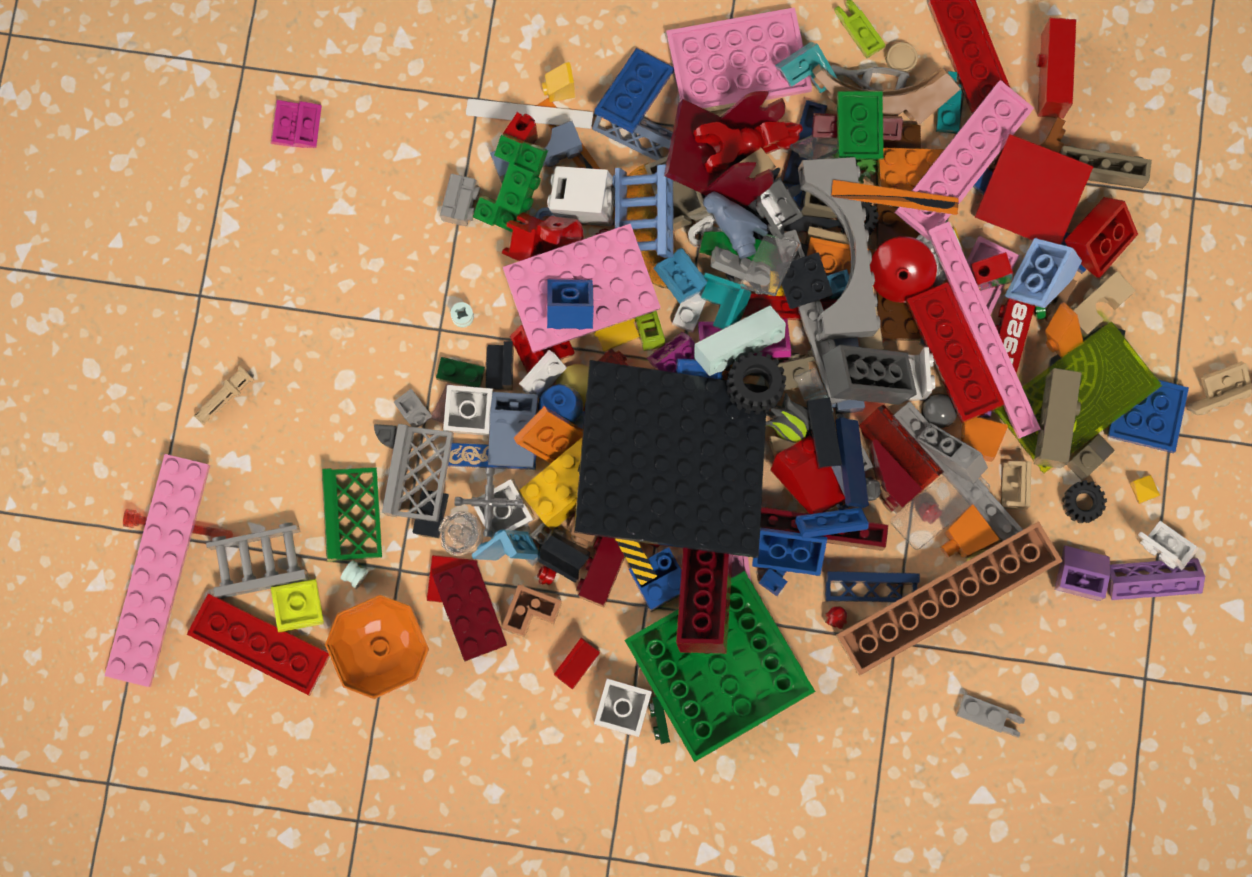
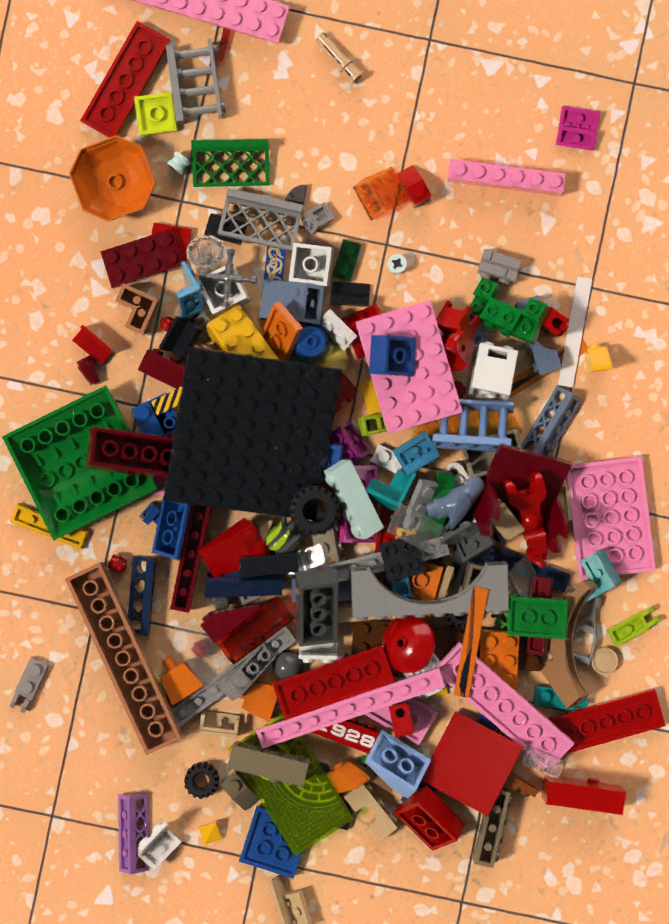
camera: 90 degrees right, 10 degrees up
(356, 198) = (506, 177): none -> bright pink brick
(370, 300) = (414, 186): none -> red slope
(380, 338) = (380, 192): none -> clear orange bracket
(606, 666) = (88, 370): none -> dark red cone
(622, 708) = (51, 380): white brick -> none
(634, 90) = (587, 424): blue tile -> none
(661, 730) = (33, 411): dark green piece -> none
(795, 716) = (33, 521): none -> yellow tile
(831, 522) = (191, 565): blue tile -> none
(1024, 112) = (543, 762): none -> clear slope
(1083, 573) = (140, 773): medium lavender slope -> none

